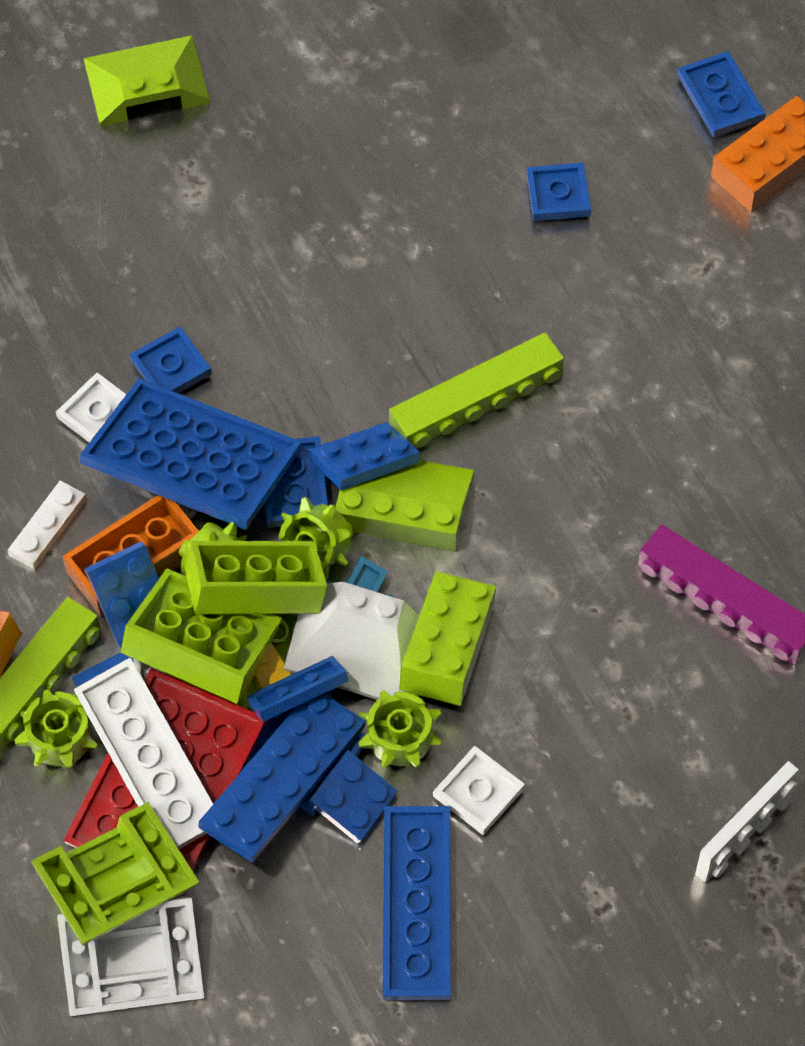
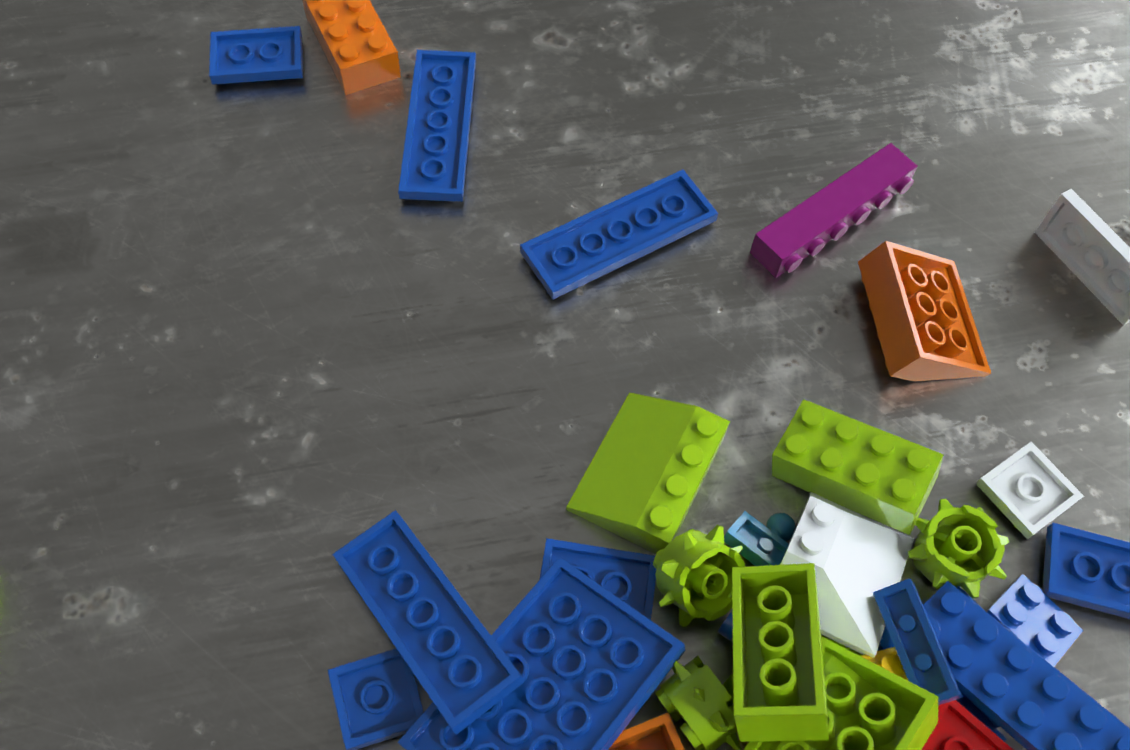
camera: 80 degrees left, 0 degrees up
(230, 368) = (428, 622): none -> blue plate
(364, 455) = (594, 495): blue plate -> none
(477, 391) = (538, 364): lime brick -> none
(558, 191) = (308, 218): blue plate -> none
(633, 686) = (921, 315): none -> orange slope
(634, 425) = (617, 233): none -> blue plate
(700, 254) = (438, 126): none -> blue plate

